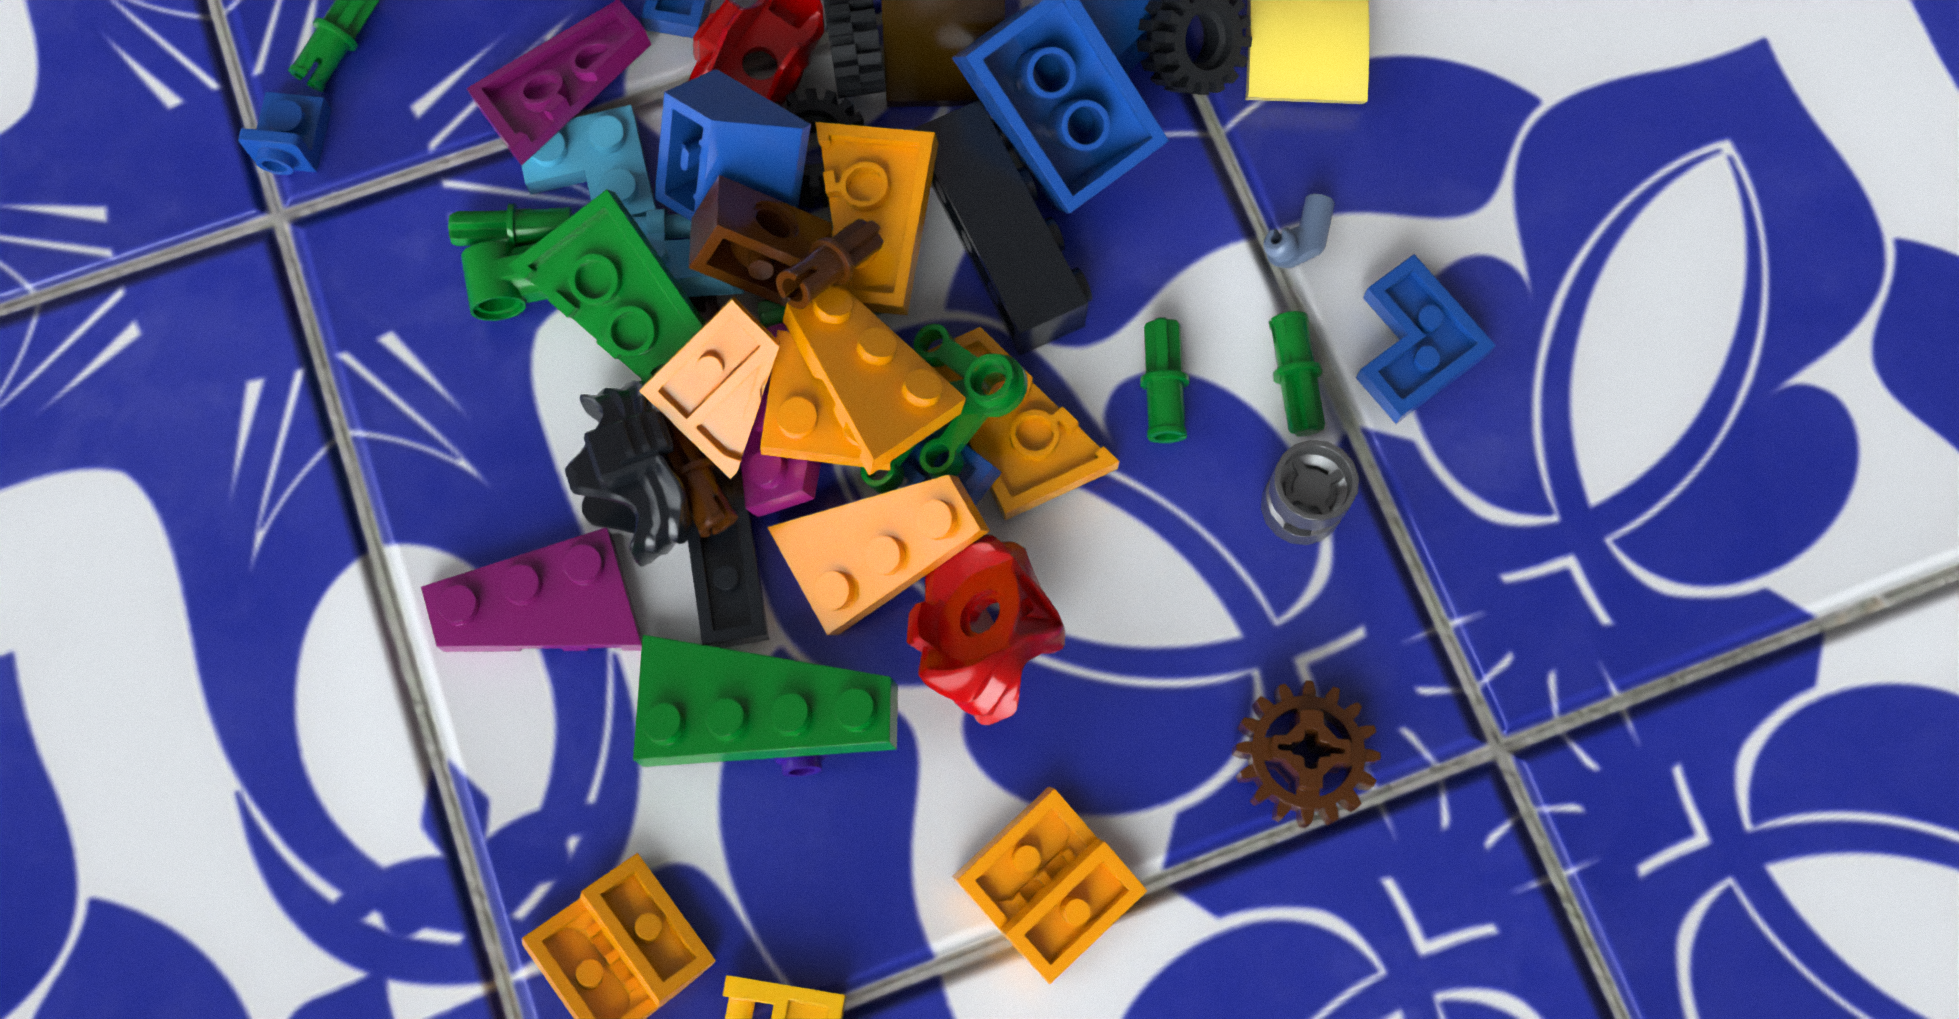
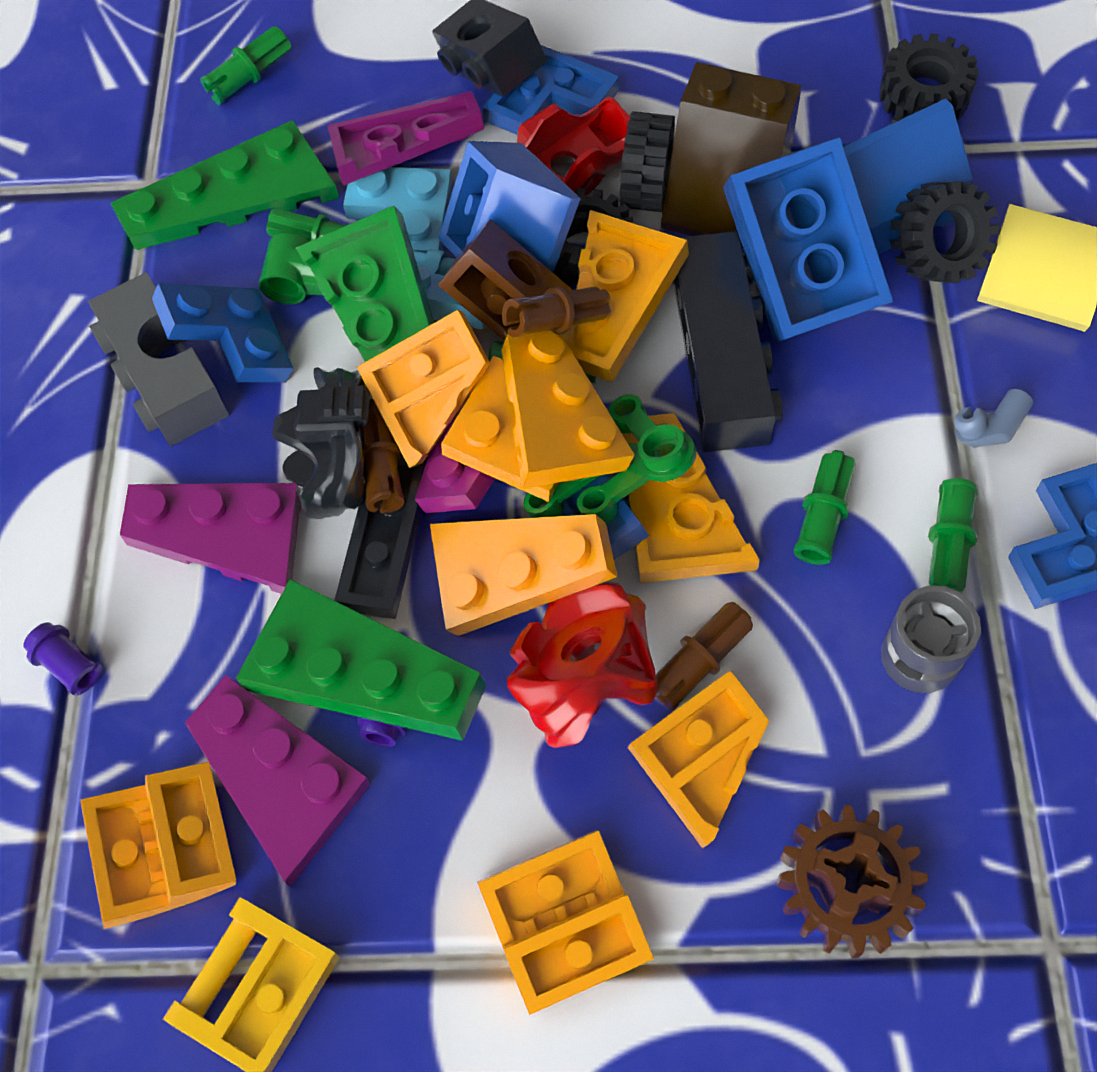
camera: 25 degrees right, 10 degrees down
(288, 133) = (181, 125): blue bracket -> none
(351, 400) = (173, 389): none -> dark grey arch
(388, 187) = (243, 180): none -> green wing
(432, 798) = (50, 647): none -> dark purple pin
(459, 360) = (230, 316): none -> blue plate
(707, 839) = (276, 775): none -> magenta wing
(1093, 576) = (702, 654): none -> reddish brown axle
(1127, 677) = (703, 753): none -> light orange wing

